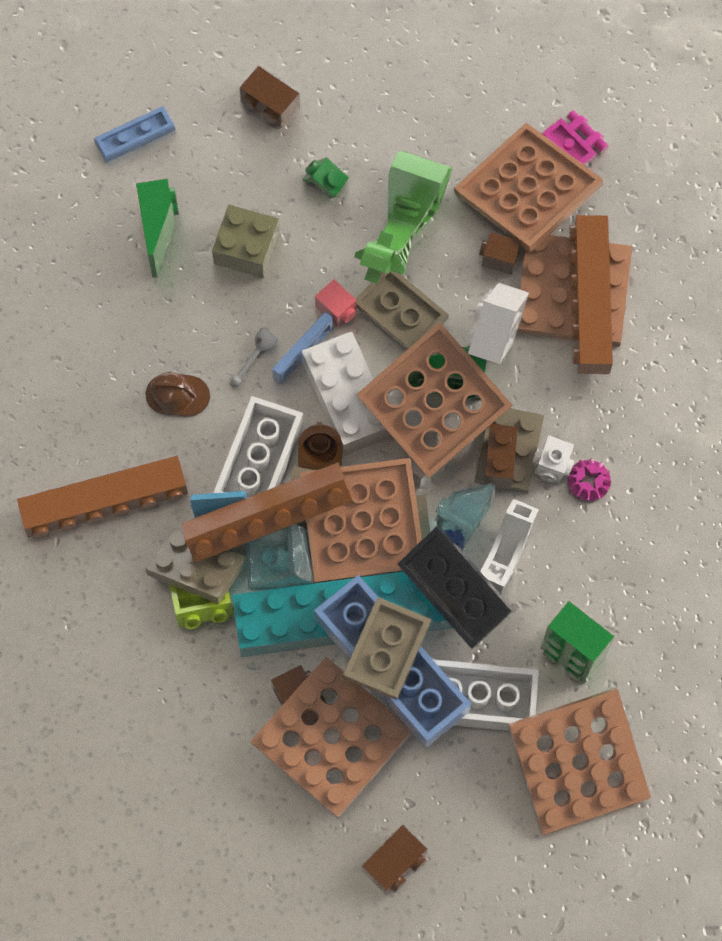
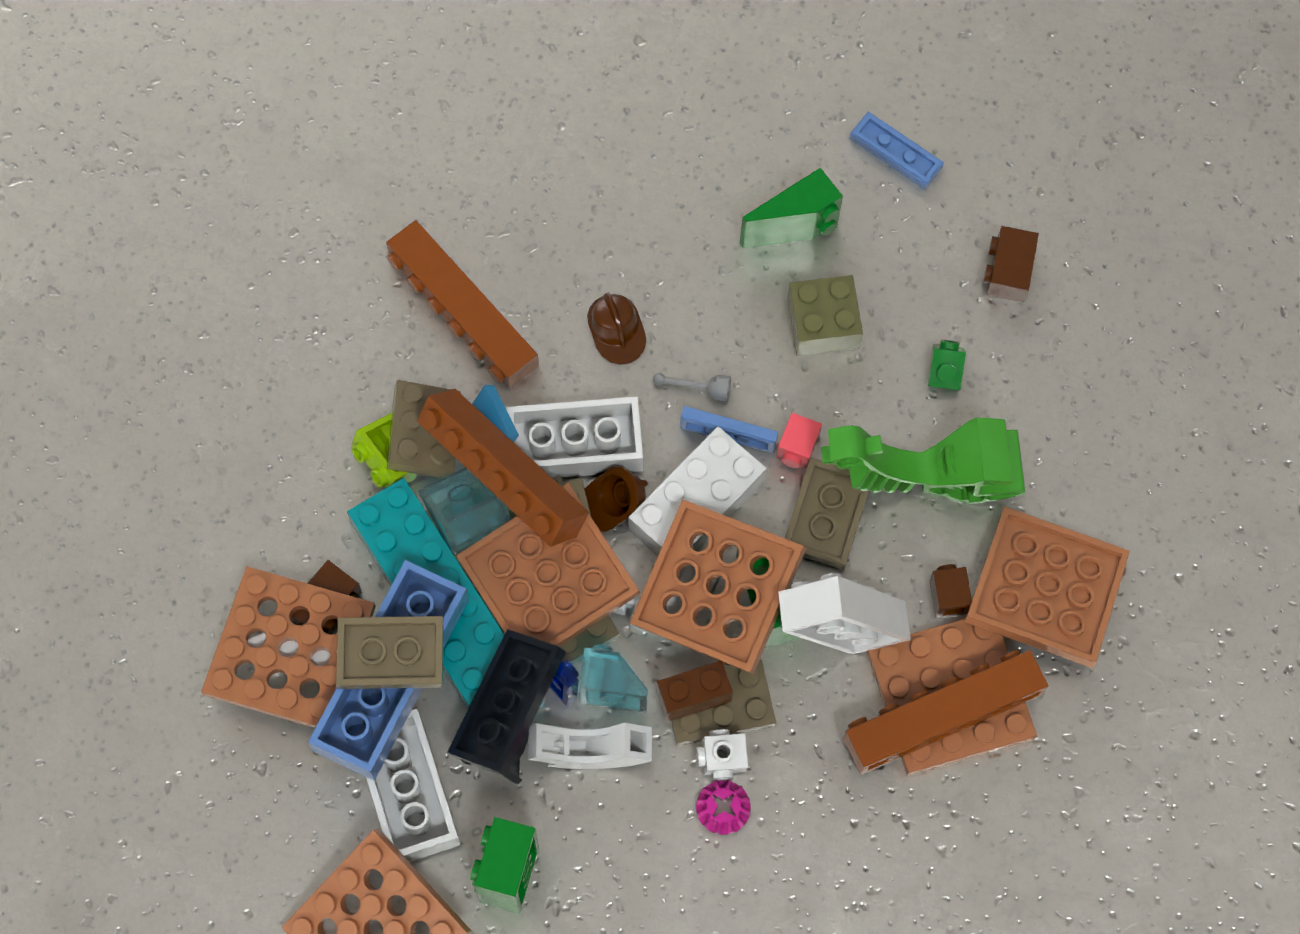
camera: 65 degrees right, 0 degrees up
(395, 860) = (186, 778): reddish brown brick -> none
(566, 137) = (1128, 613): dark pink plate -> none

